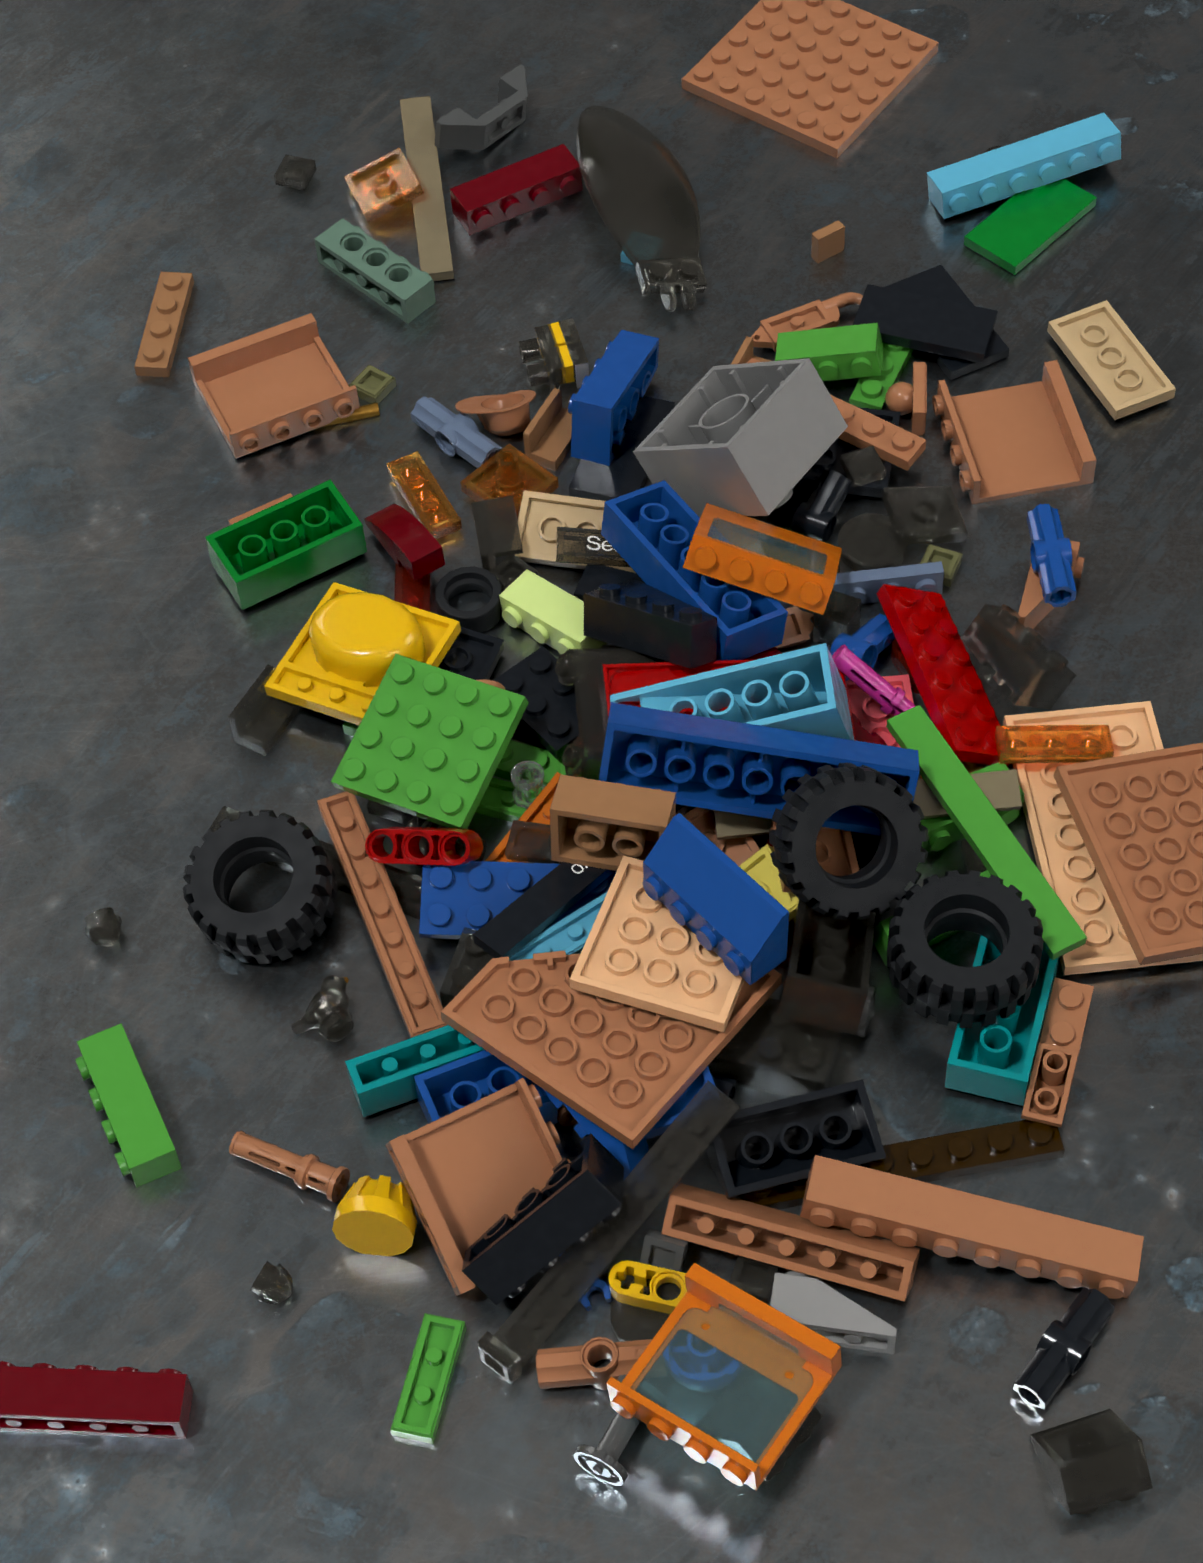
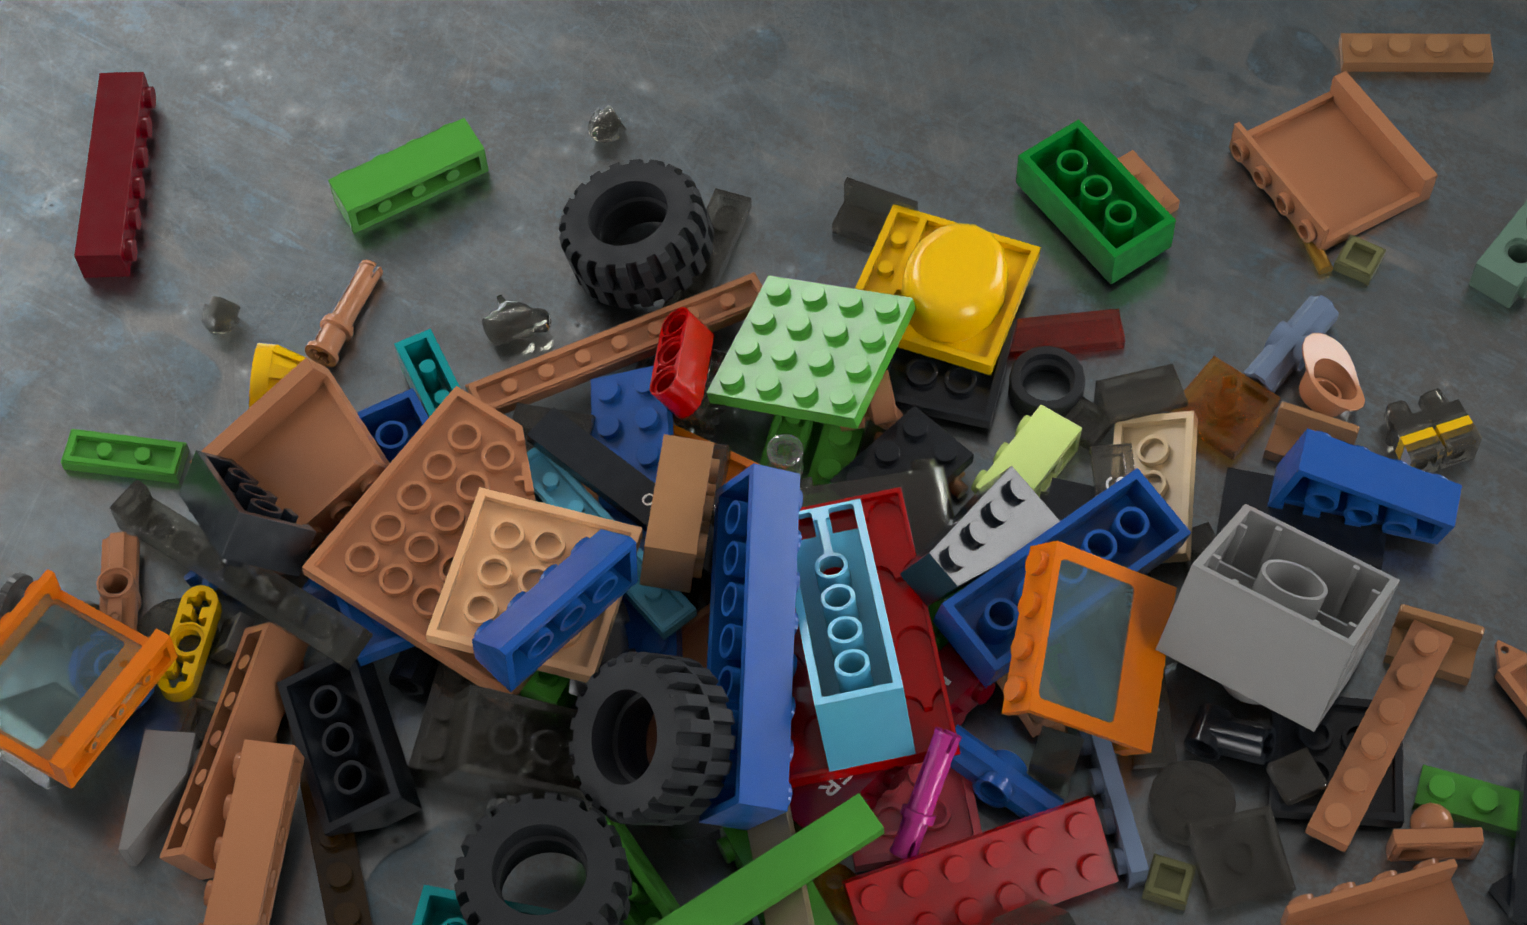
camera: 85 degrees right, 5 degrees up
(406, 540) = (1113, 308): dark red slope -> none
(424, 495) = (1193, 325): clear orange plate -> none
(836, 351) = (1481, 730): bright green brick -> none

